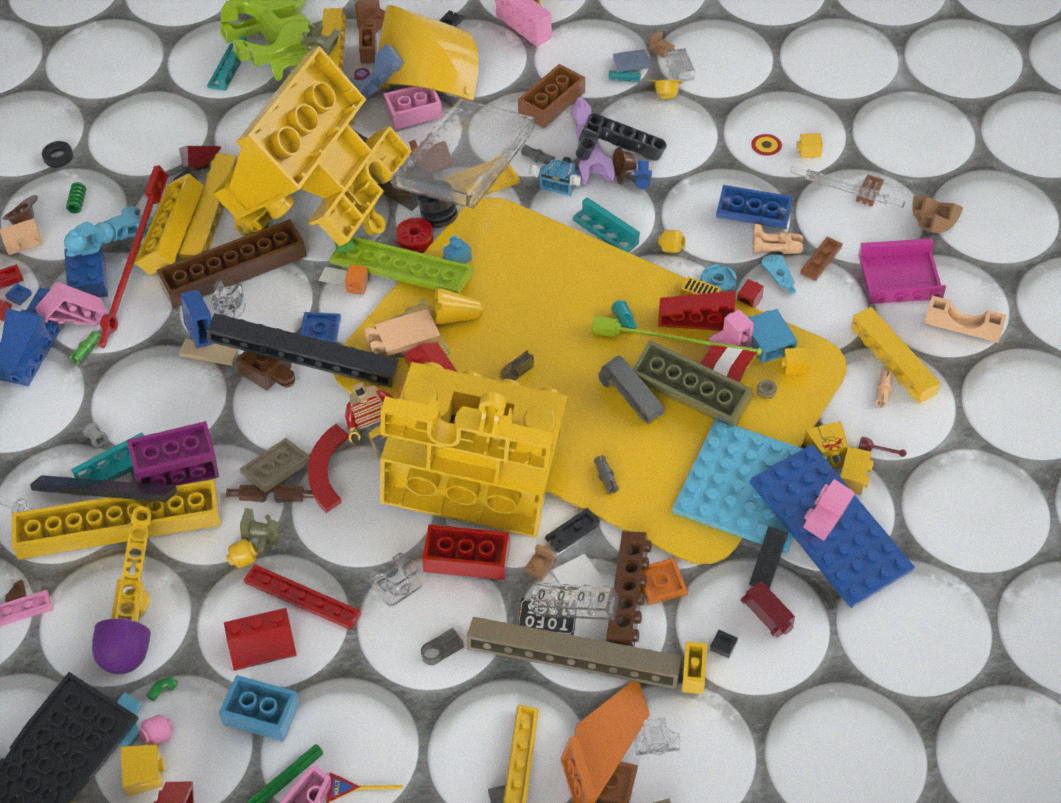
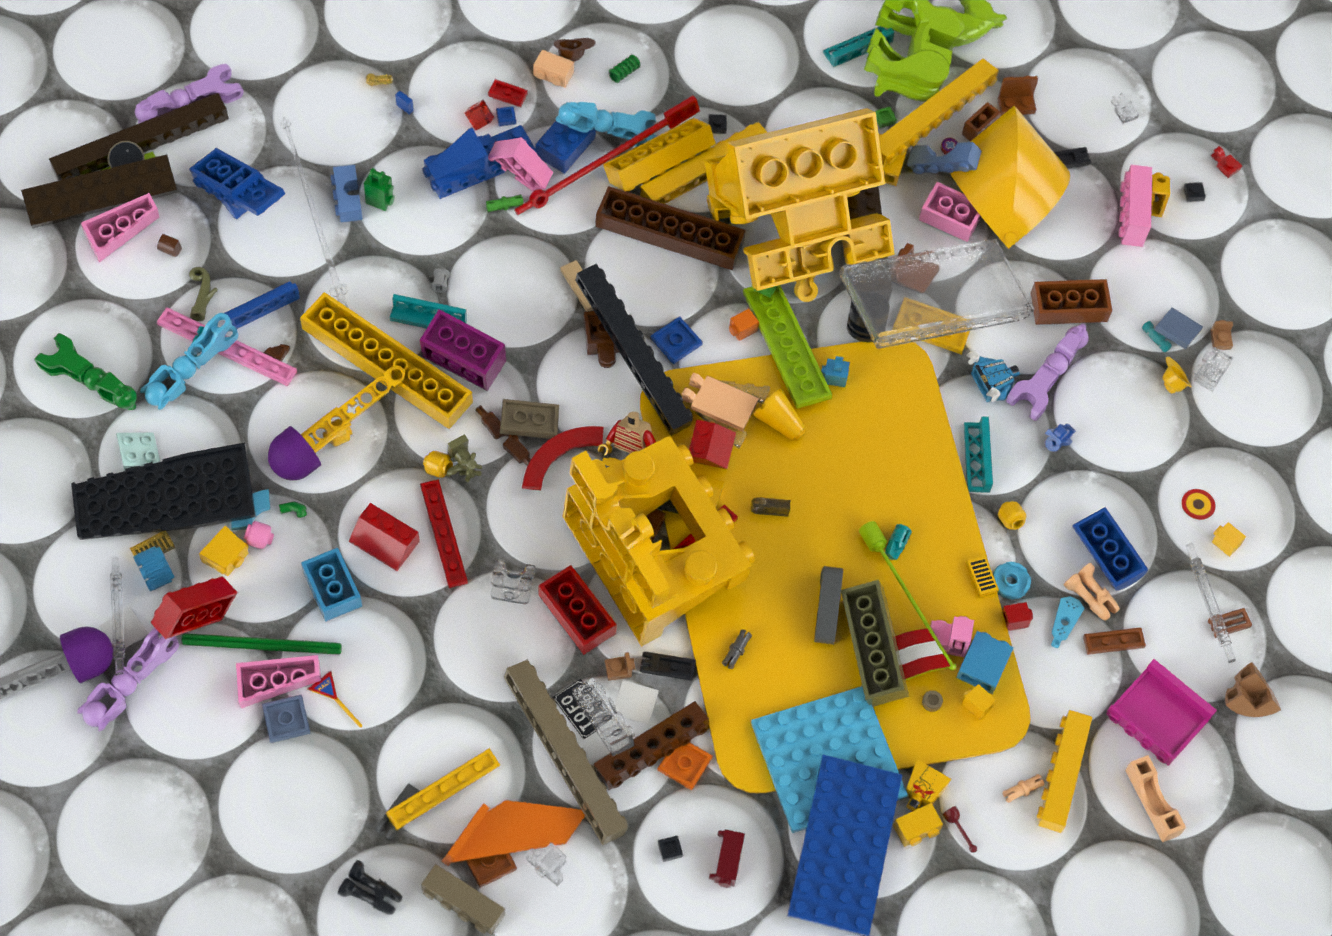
camera: 40 degrees right, 10 degrees up
(58, 161) = (651, 25): black tyre -> none
(104, 488) = (398, 329): black tile -> none
(196, 317) = (596, 248): blue brick -> none
(197, 156) = (745, 110): dark red slope -> none
(228, 300) = (634, 259): clear piece -> none
(316, 38) = (937, 97): olive piece -> none
(333, 276) = (734, 304): white sticker -> none
(414, 235) = (828, 318): red wheel -> none
(446, 644) = (495, 660): clear smoke piece -> none
(536, 154) = (1000, 344): dark grey pin -> none
(619, 135) = (1073, 379): black beam -> none
(623, 164) = (1057, 414): reddish brown piece -> none
(694, 667) = (627, 843): yellow brick -> none
(697, 310) = (952, 589): red wedge -> none
(769, 557) = (771, 823): black tile -> none
(829, 509) = (843, 833): bright pink brick -> none

